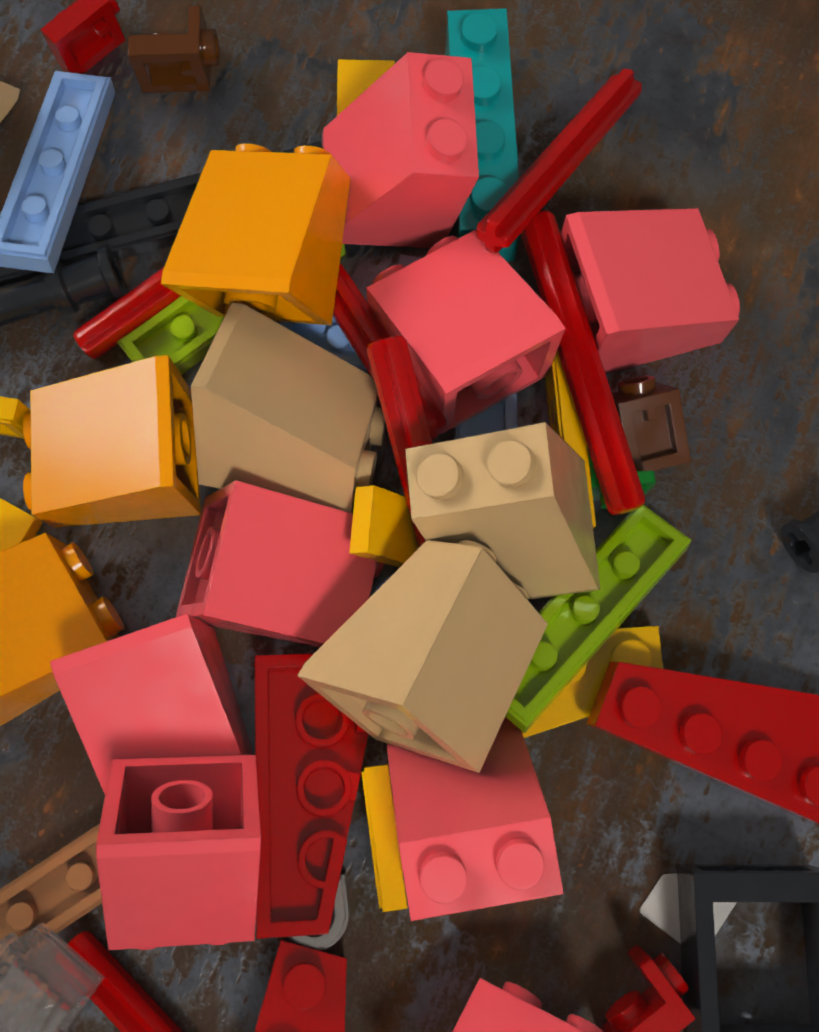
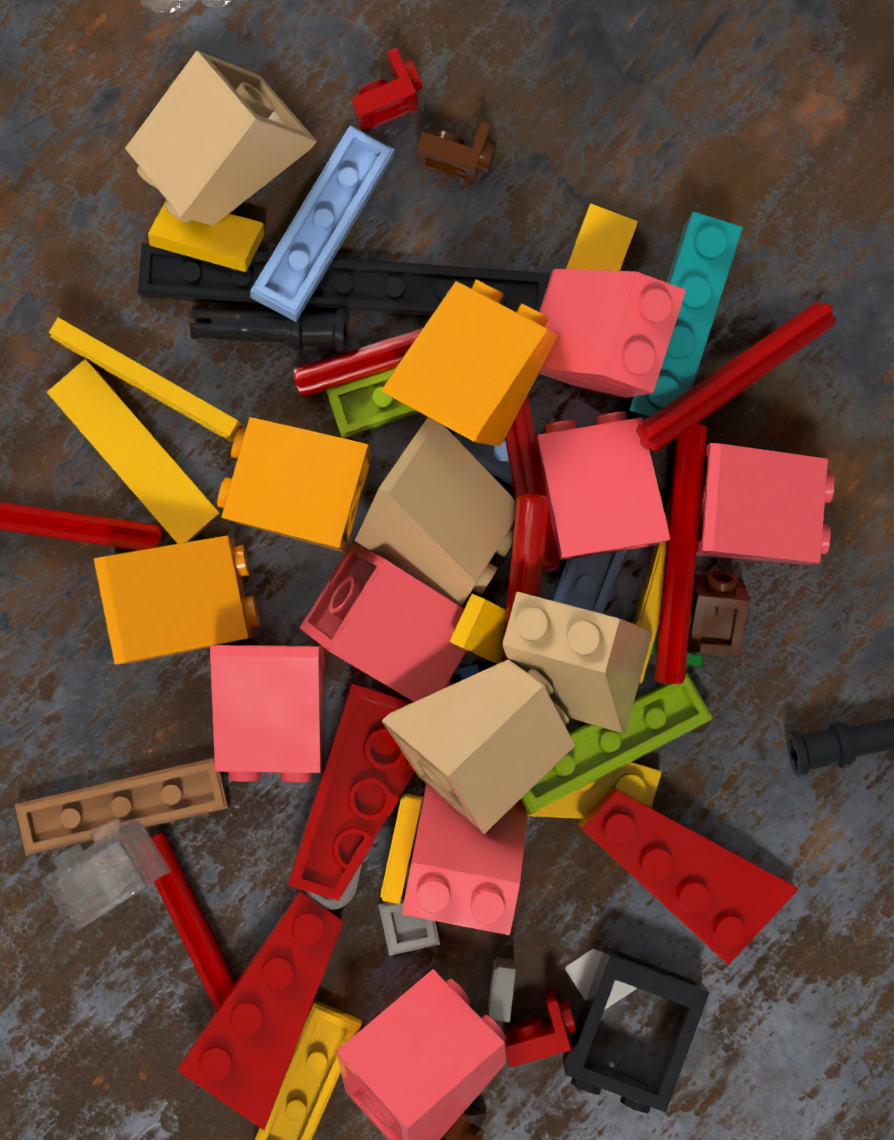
camera: 20 degrees right, 10 degrees up
(179, 851) = (259, 808): coral slope -> none
(429, 941) = (406, 932): none -> light grey tile
(576, 971) = (501, 989): none -> light grey tile

